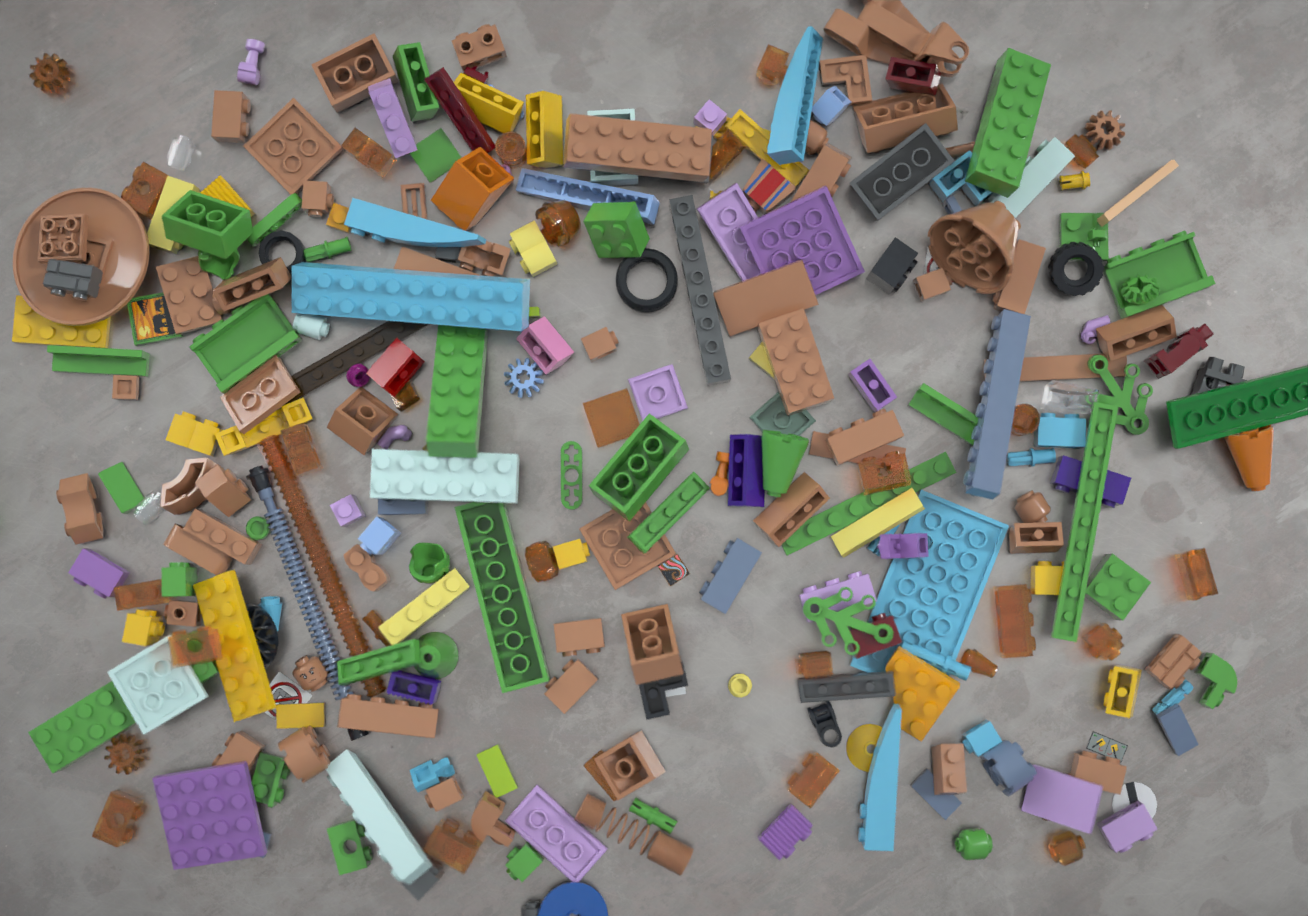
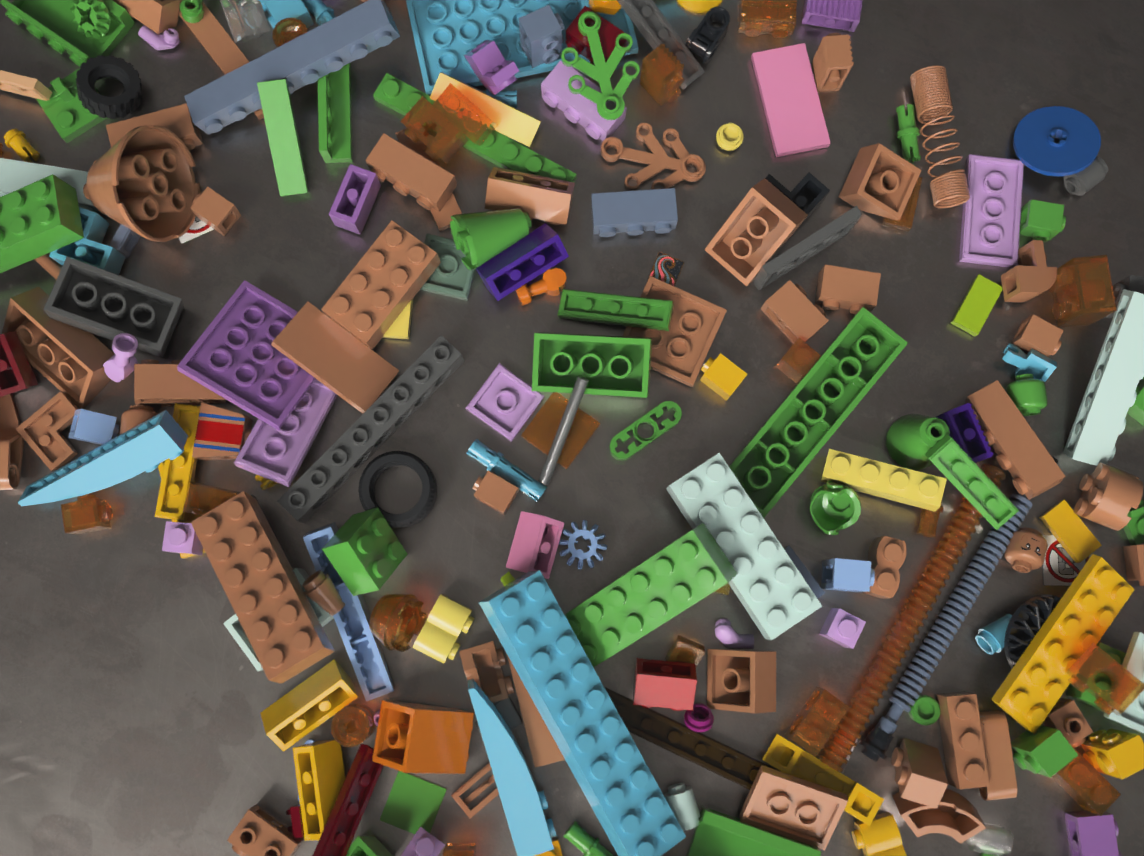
camera: 130 degrees left, 5 degrees down
(410, 753) = (1028, 394): none -> bright green head
(541, 561) = (751, 397): clear orange gear -> none
(545, 613) = (798, 360): none -> clear orange brick
(608, 417) = (563, 430): none -> dark grey bar
(609, 362) = (498, 464): none -> medium azure pin
(610, 184) = (323, 592): none -> nougat cone
(617, 675) = (807, 248): none -> dark grey tile
(737, 750) = (790, 100): none -> bright pink tile
(741, 795) = (832, 62): none -> nougat brick
(757, 621) = (657, 160): none -> nougat plant
(861, 154) = (123, 361): none -> lavender leg
(878, 501) = (465, 114): none -> clear orange brick
(890, 268) = (222, 257): black brick -> none
(898, 595) = (541, 36): none -> sand blue brick
(950, 364) = (283, 136): none -> tile

